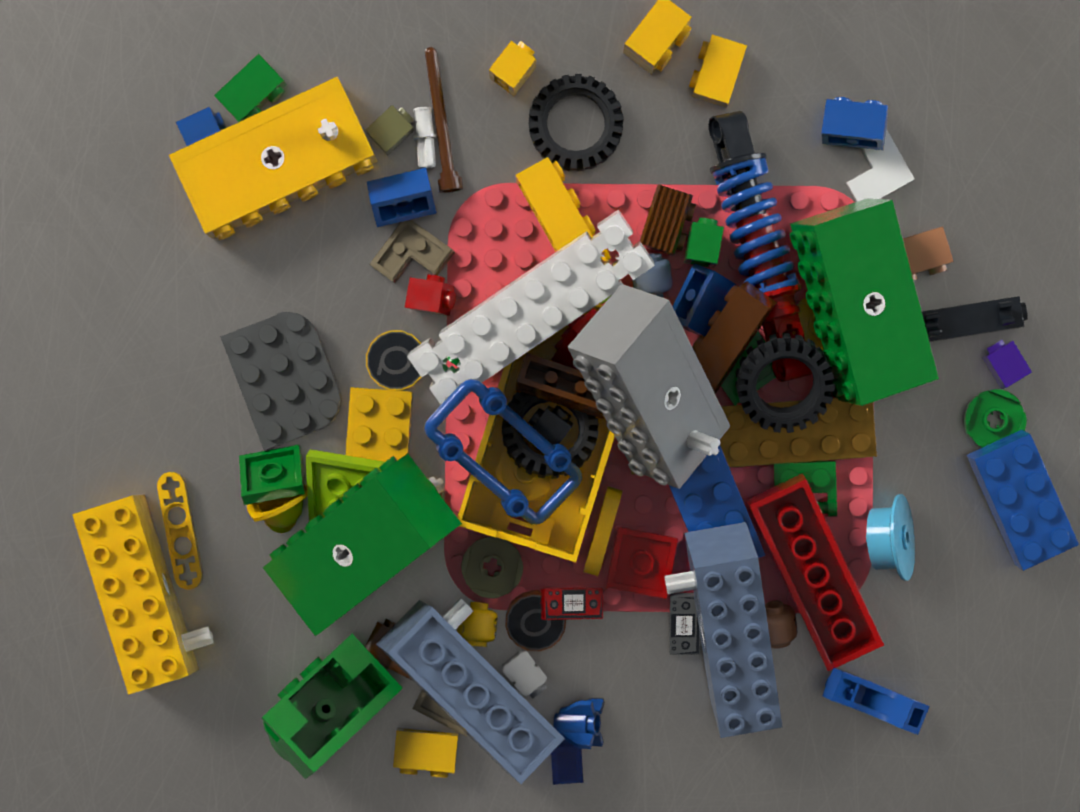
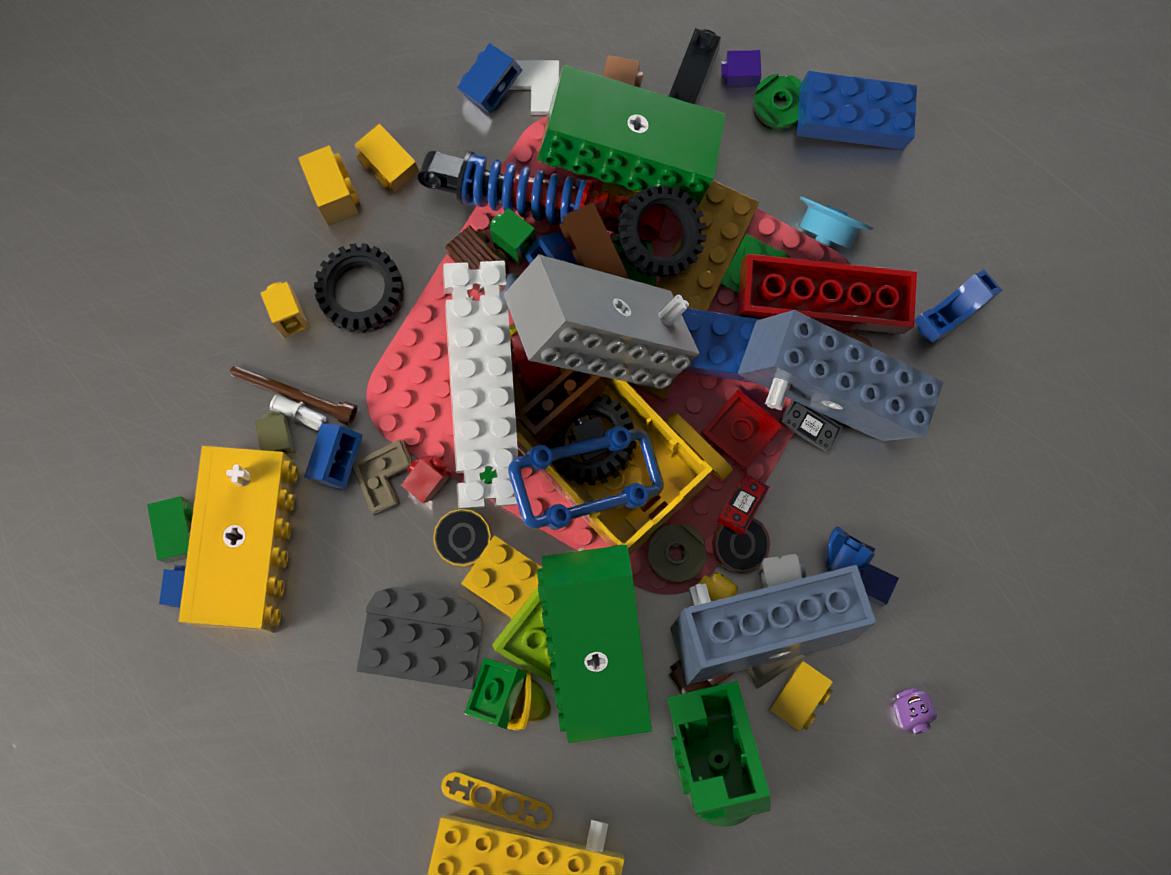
camera: 55 degrees left, 10 degrees down
(554, 204) = (408, 335): yellow brick -> none

